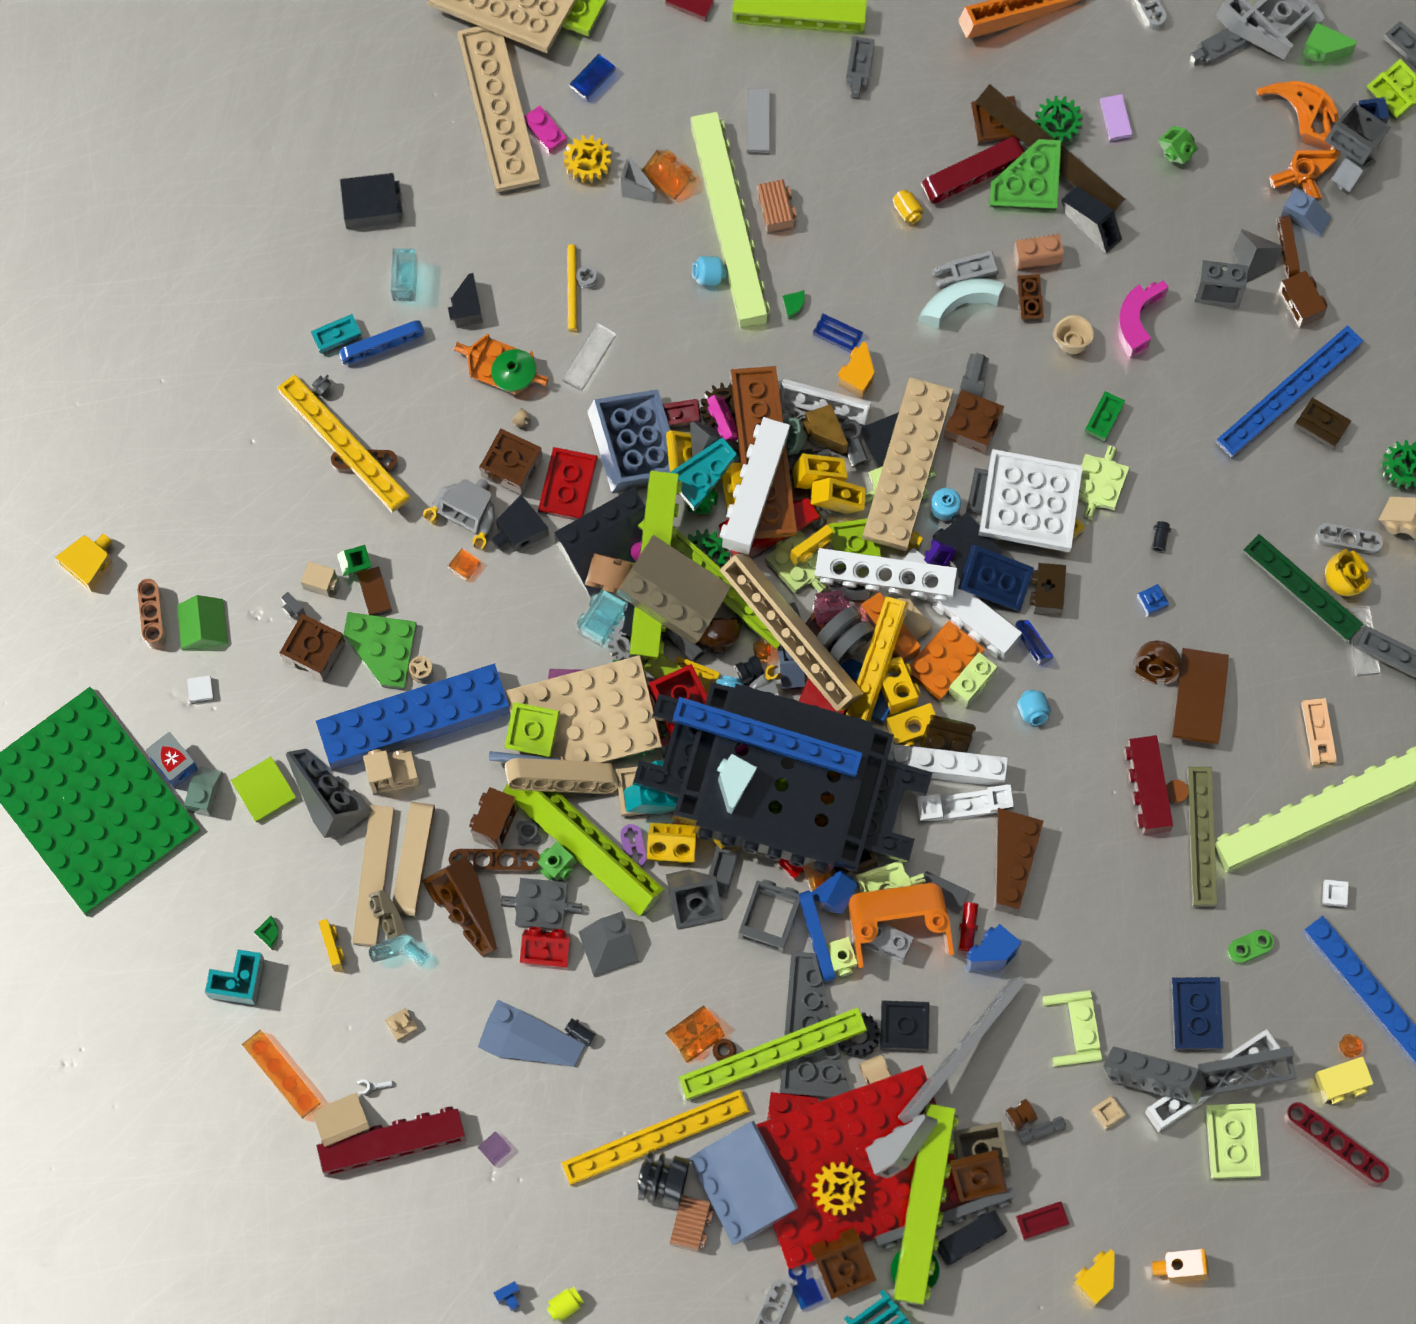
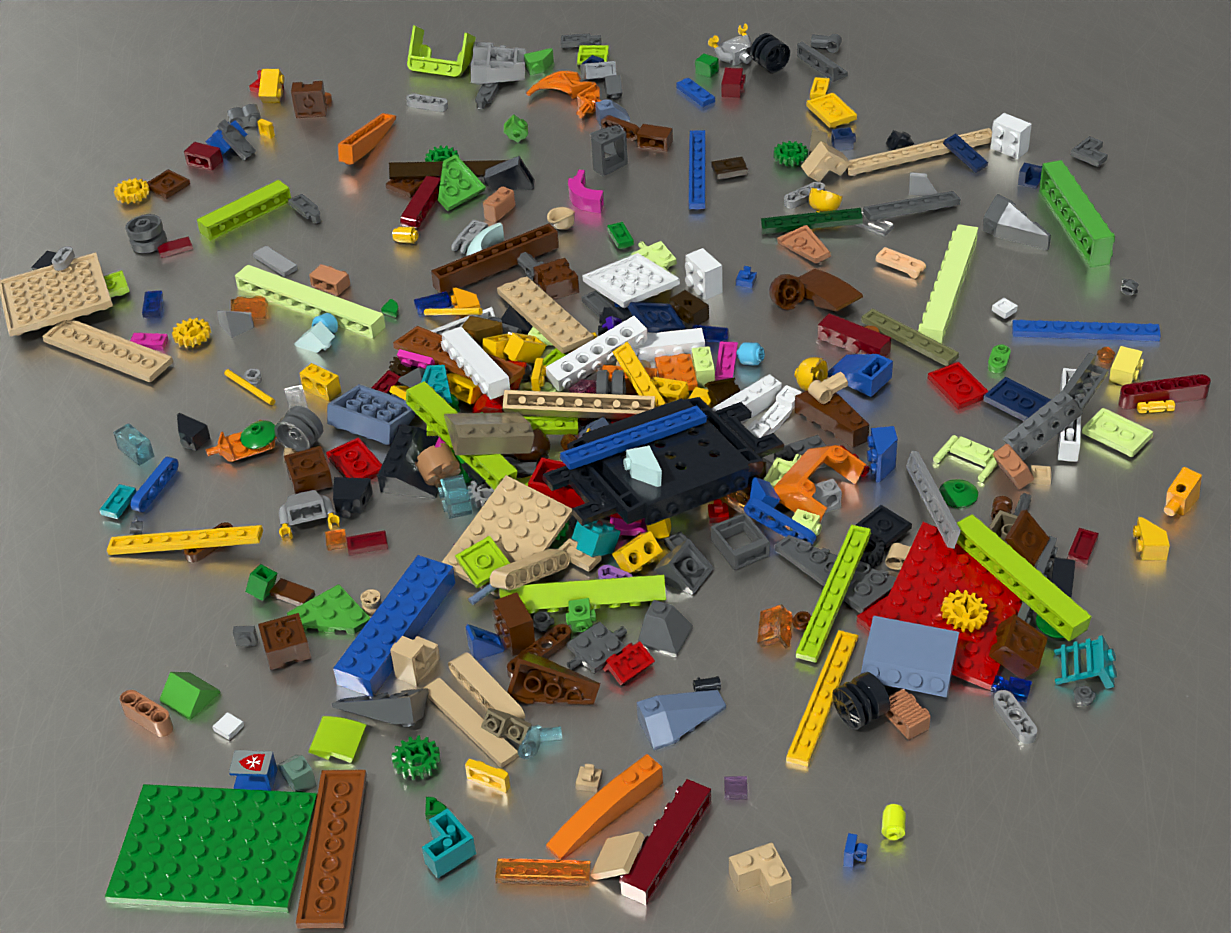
camera: 45 degrees left, 30 degrees down
(86, 559) = (63, 723): yellow torso -> none
(163, 891) = (331, 850): none -> dark orange plate
(307, 868) = (416, 757): none -> green gear
(319, 579) = (248, 610): tan brick -> none
(371, 200) = (70, 433): black brick -> none
(373, 1086) = (612, 826): white hand -> none
(382, 1066) = (607, 806): none -> orange slope
(430, 1242) = (763, 868): none -> tan brick
(458, 806) = (483, 643): none -> blue slope
(485, 594) = (367, 542): none -> dark red tile
(550, 401) = (299, 429): none -> dark grey wheel
(630, 350) = (320, 382): none -> yellow brick
(682, 281) = (315, 338): none -> light aqua slope
(833, 375) = (453, 311): none -> yellow bar
(897, 1150) = (970, 559): light grey slope -> none
(944, 866) = (799, 447): none -> dark grey hinge
(945, 504) = (587, 315): medium azure head -> none
(947, 335) = (494, 258): none -> reddish brown brick
(1003, 693) = (726, 360): none -> dark pink plate
(1016, 1067) = (959, 493): none -> green dish
(1019, 834) = (824, 390): none -> tan piece
(1030, 297) = (517, 225): reddish brown slope -> none
(1048, 795) = (811, 370): none -> yellow cylinder
(1086, 1083) = (1013, 466): none -> nougat brick
(1101, 833) = (864, 371): none -> blue slope
(1105, 561) = (703, 274): none -> white brick
(1115, 117) = (469, 144): lavender tile -> none
(1160, 536) = (712, 250): black pin -> none
(1173, 938) = (958, 385): none -> red tile
(1261, 612) = (805, 244): none -> nougat wing
(1309, 1150) = (1155, 406): none -> yellow axle

